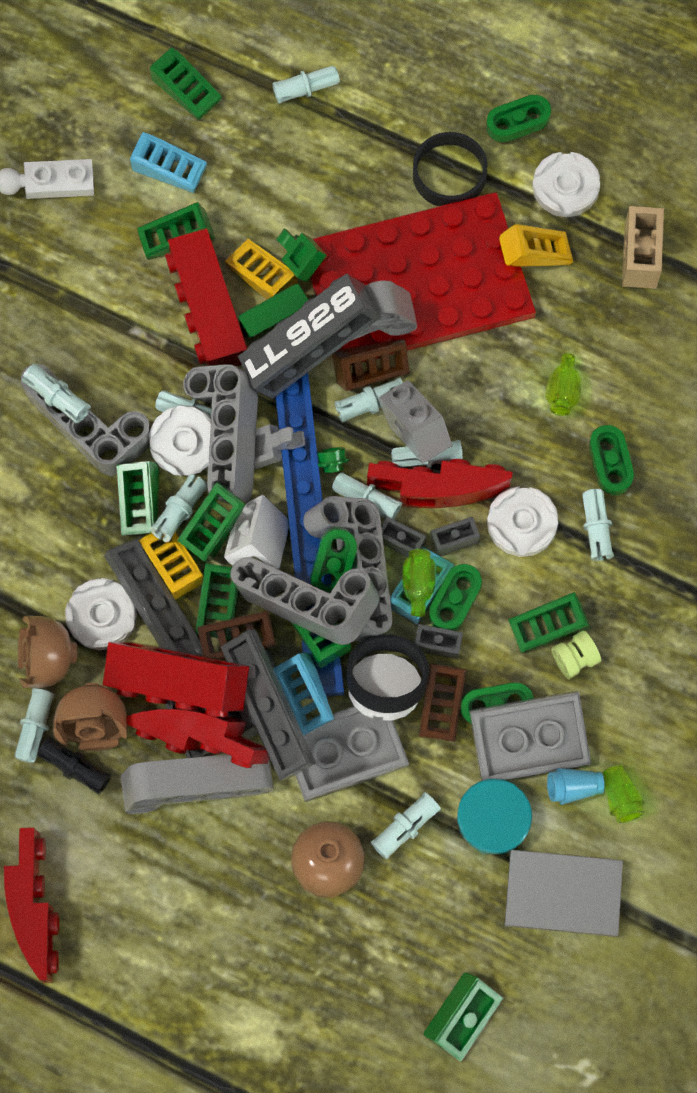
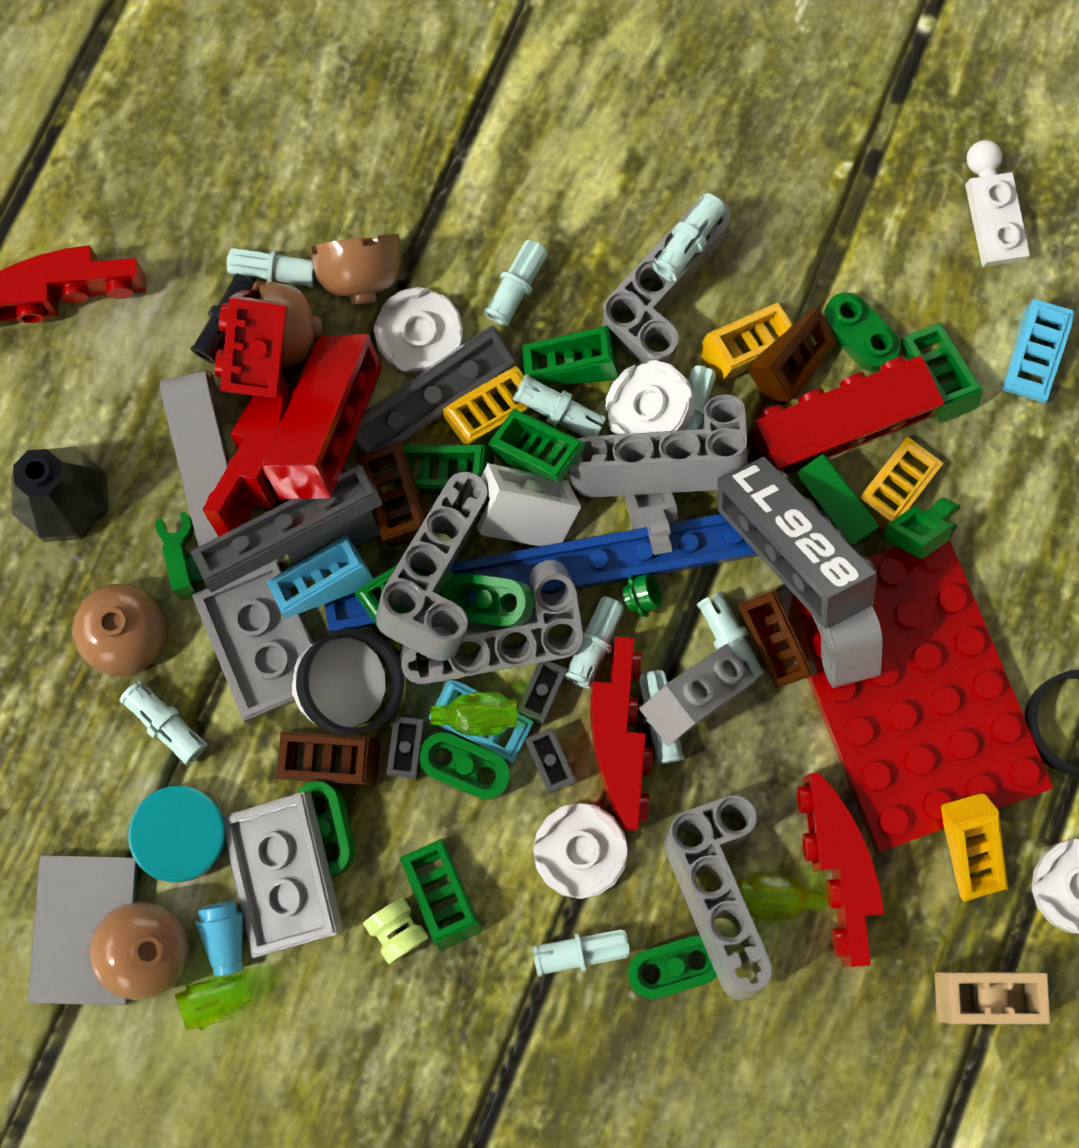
camera: 80 degrees right, 5 degrees up
(71, 534) = (516, 283): none -> light aqua axle
(111, 729) = (252, 345): none -> red bracket
(140, 286) = (857, 333): none -> green plate
(144, 386) = (723, 353): none -> yellow slope
(157, 335) = (772, 373): none -> reddish brown slope
(217, 920) = (58, 493): none -> black cone
(281, 805) = (179, 563): none -> green plate
(533, 337) = (838, 846): none -> red slope
(565, 414) = (727, 900): none -> light grey beam
(583, 845) = (138, 951): none -> medium nougat cylinder

